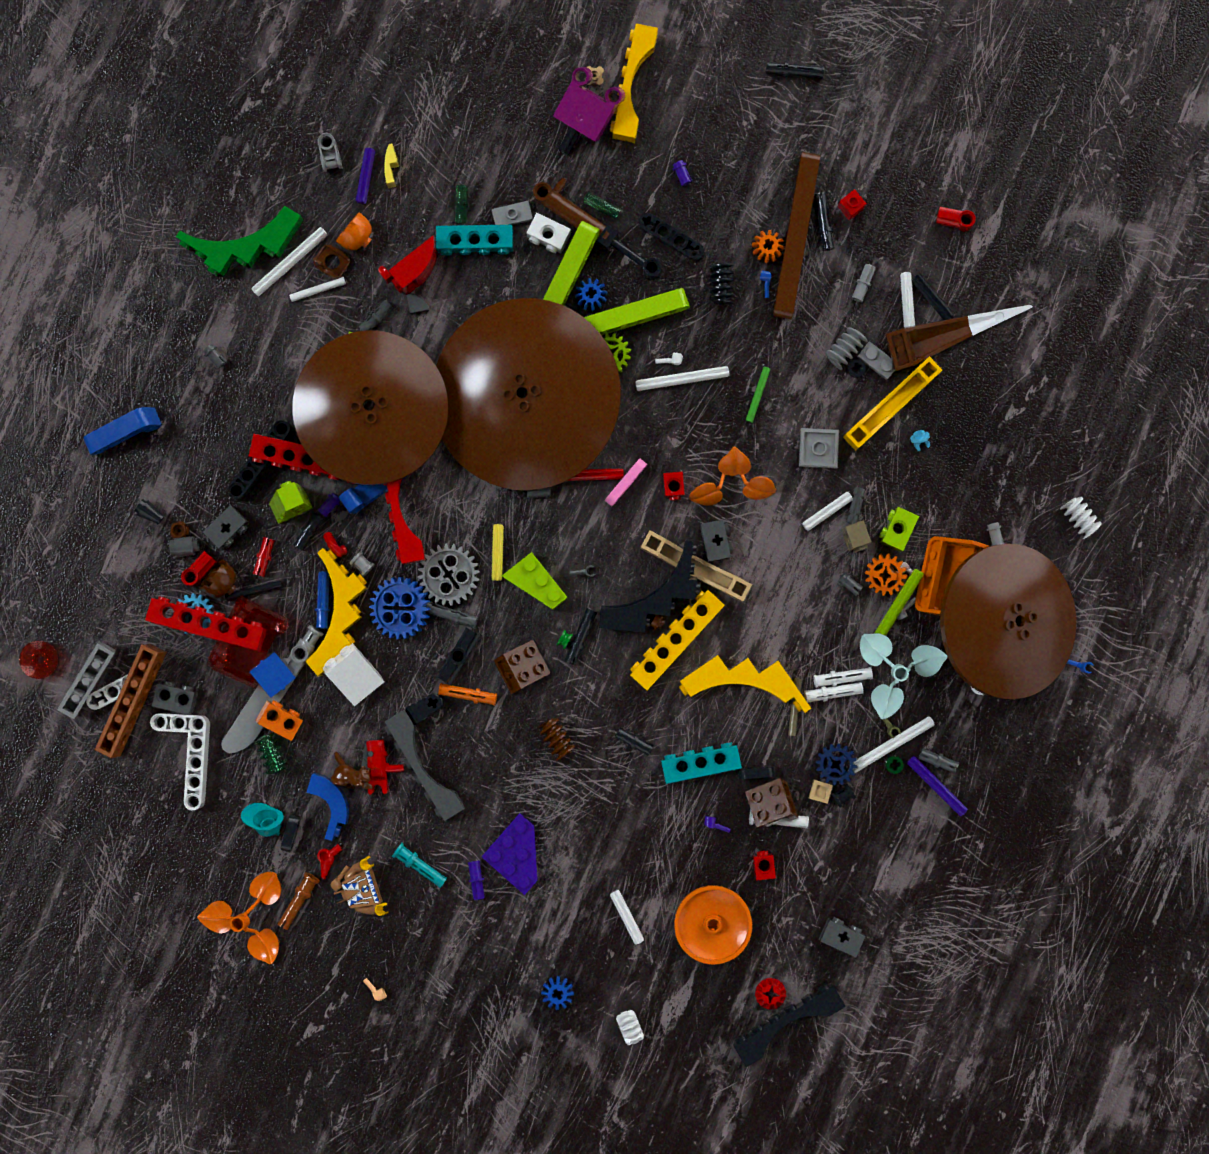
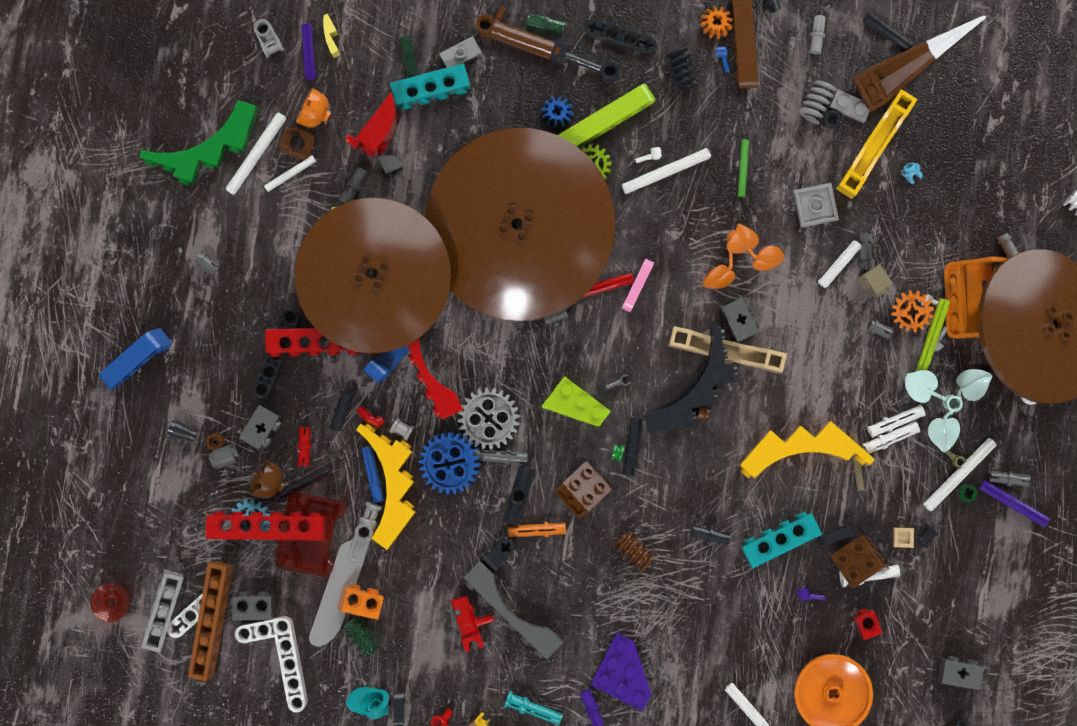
camera: 15 degrees left, 0 degrees up
(200, 568) = (244, 473): red piece -> none
(272, 675) = (342, 559): blue piece -> none
(289, 501) = (316, 387): lime wedge -> none
(329, 504) = (355, 379): dark purple pin -> none
(336, 799) = (430, 660): blue arch -> none
(349, 777) = (442, 640): reddish brown animal -> none
(353, 674) = (421, 539): white brick -> none
(497, 552) = (530, 384): light yellow axle -> none
(542, 224) = (493, 55): white brick -> none
(572, 263) = (532, 86): lime beam -> none
(673, 477) = (685, 268): red brick -> none
(713, 606) = (753, 384): yellow brick -> none
(830, 769) = (920, 497): dark blue gear -> none
(906, 520) = (920, 255): lime brick -> none
(907, 299) = (864, 40): white axle -> none

